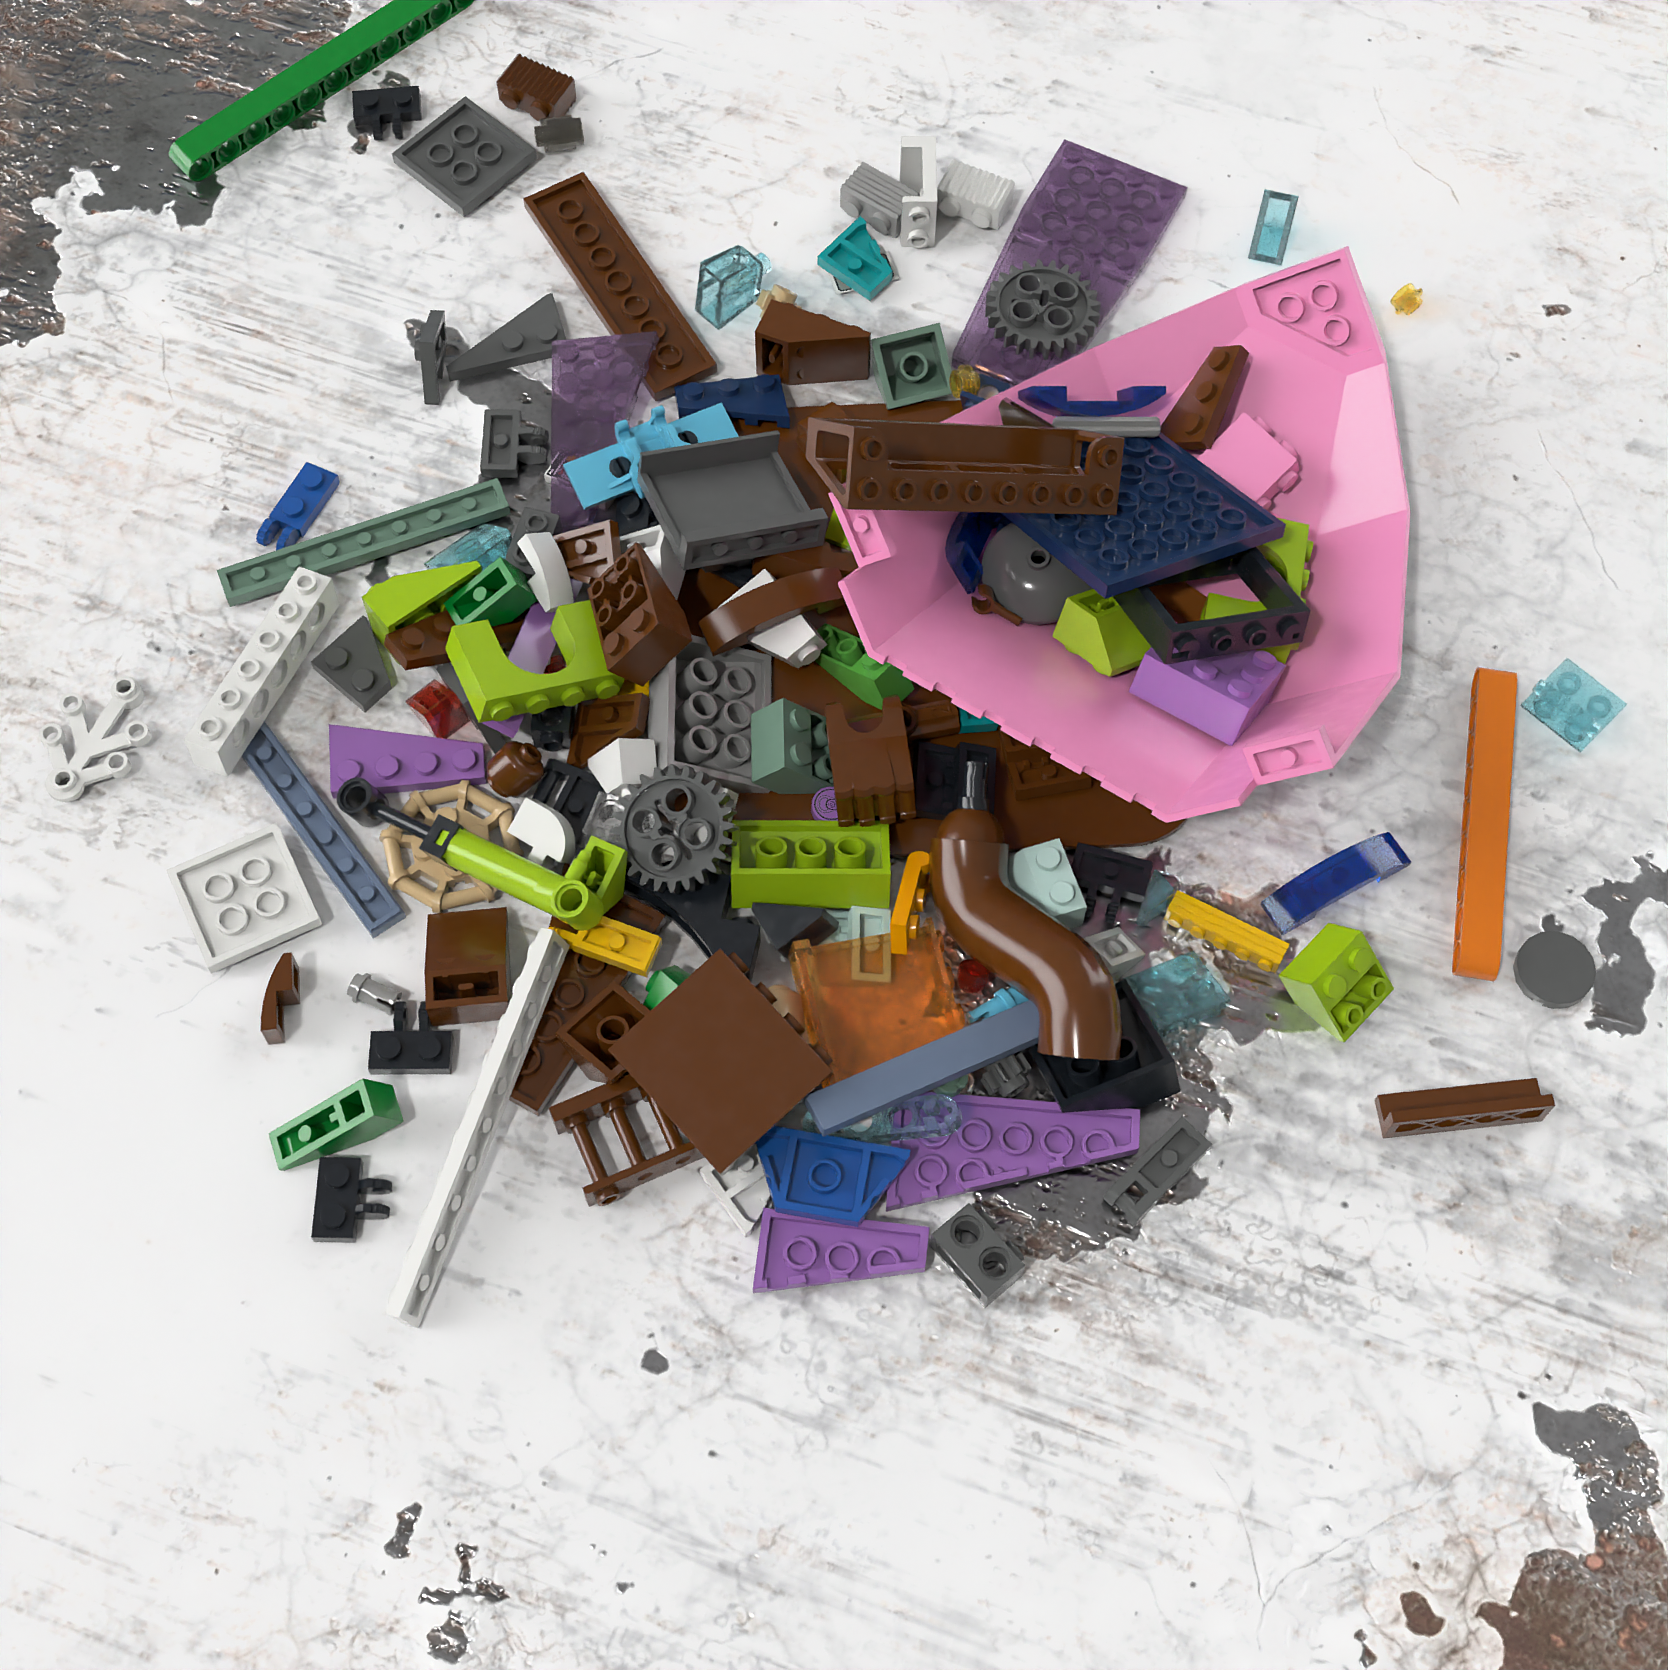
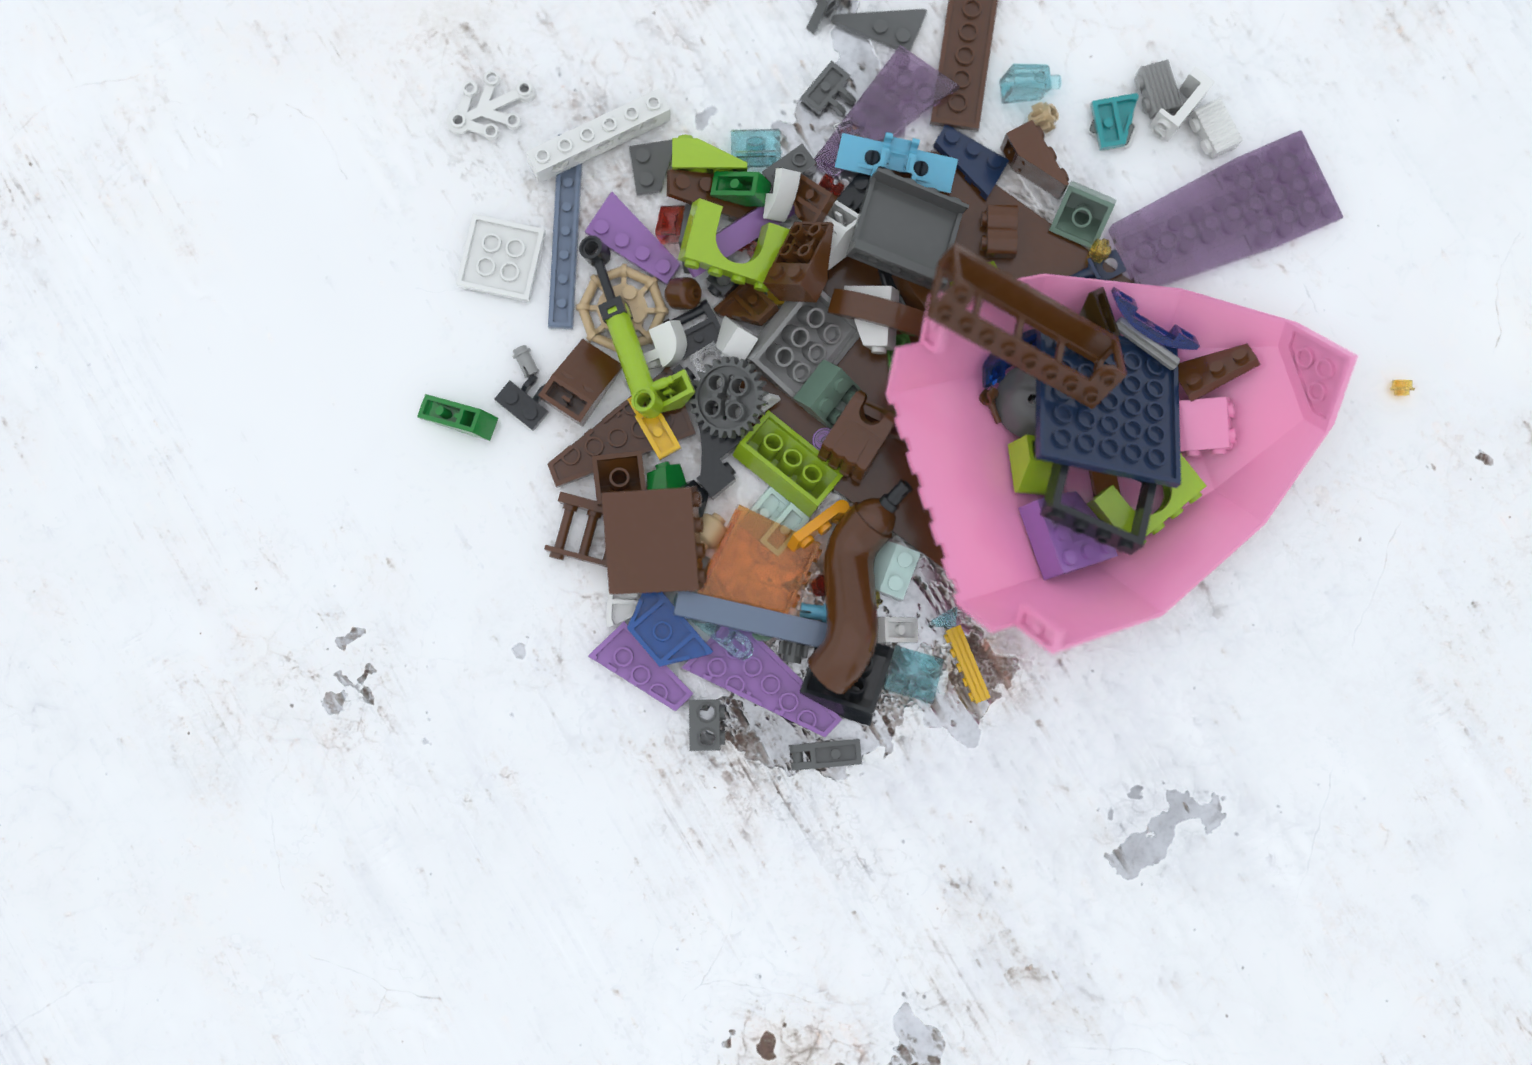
camera: 40 degrees right, 20 degrees up
(281, 991) = (484, 323): reddish brown slope -> none
(298, 506) = (691, 43): blue hinge -> none
(338, 1199) = (433, 455): black hinge -> none
(365, 541) = (709, 94): sand green plate -> none
(474, 1136) = (528, 469): white plate -> none
(794, 923) = (749, 492): black slope -> none
(940, 776) = (889, 470): black slope -> none
(1042, 309) = (1198, 226): dark grey gear -> none
(1112, 874) = (935, 587): black hinge -> none
(1273, 227) = (1365, 283): clear light blue slope -> none
(1334, 879) = (1047, 683): clear blue slope -> none
(1337, 980) = (998, 734): lime slope -> none
(1462, 1108) = (1001, 843): reddish brown fence -> none
(1485, 825) = (1152, 714): orange beam -> none
(1554, 969) = (1114, 816): dark grey tile -> none
(1573, 704) = (1261, 690): clear light blue hinge -> none

